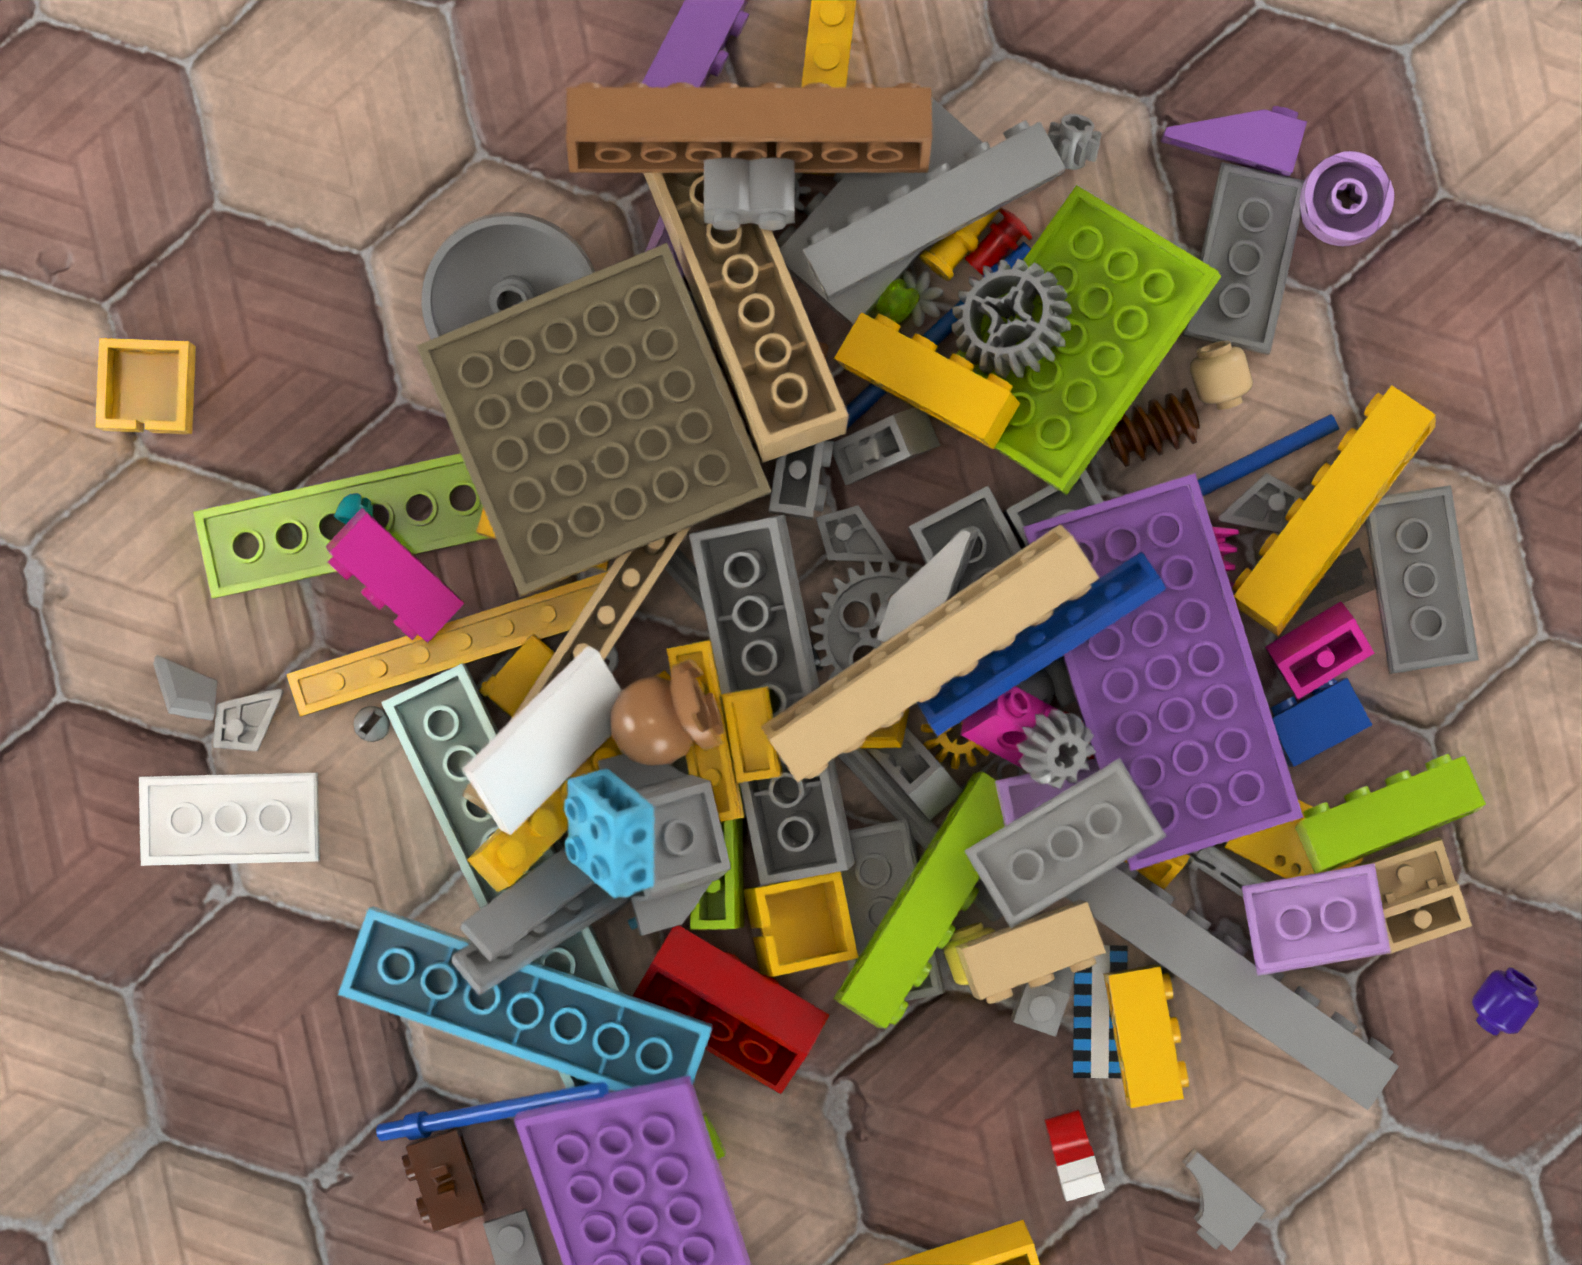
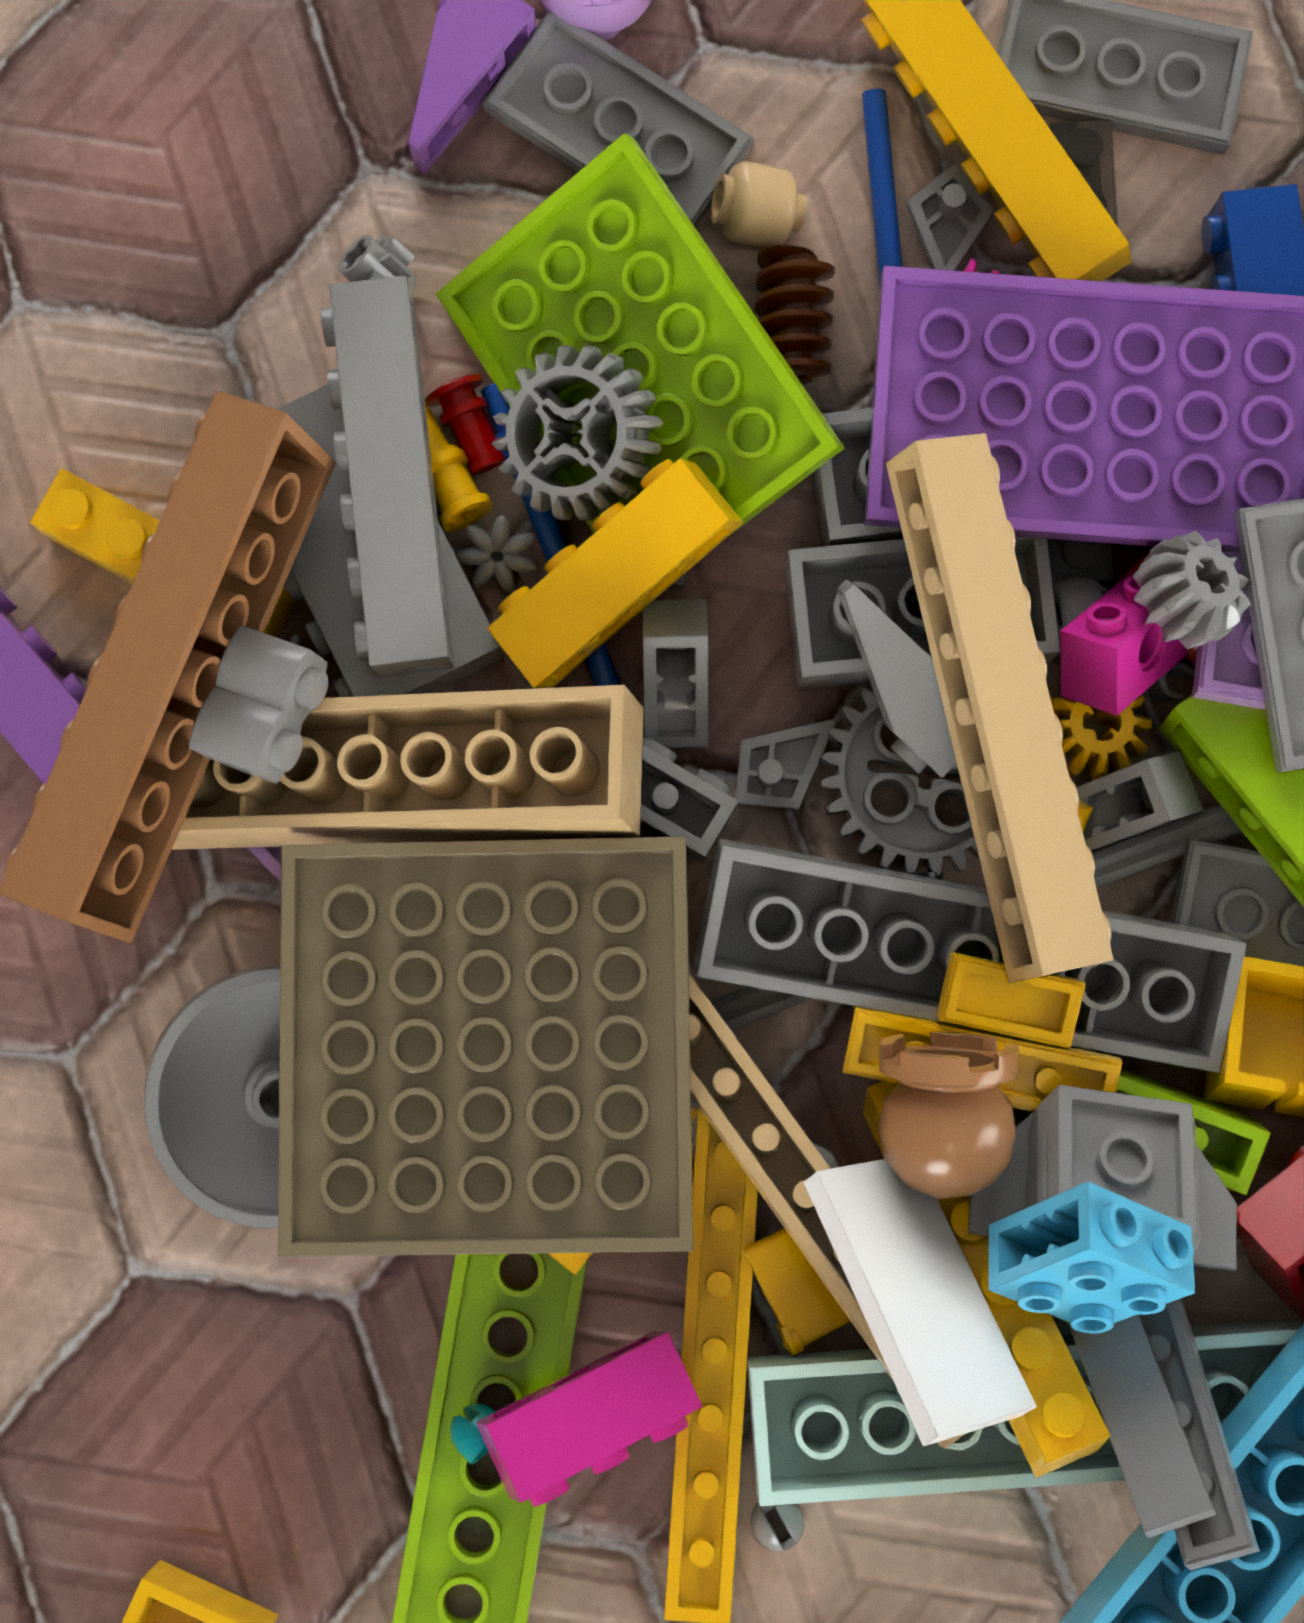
camera: 65 degrees left, 5 degrees down
(898, 300) = (491, 577): clear neon green bush -> none
(1042, 644) = (1016, 420): blue plate -> none
(1319, 650) = (1170, 214): dark pink brick -> none

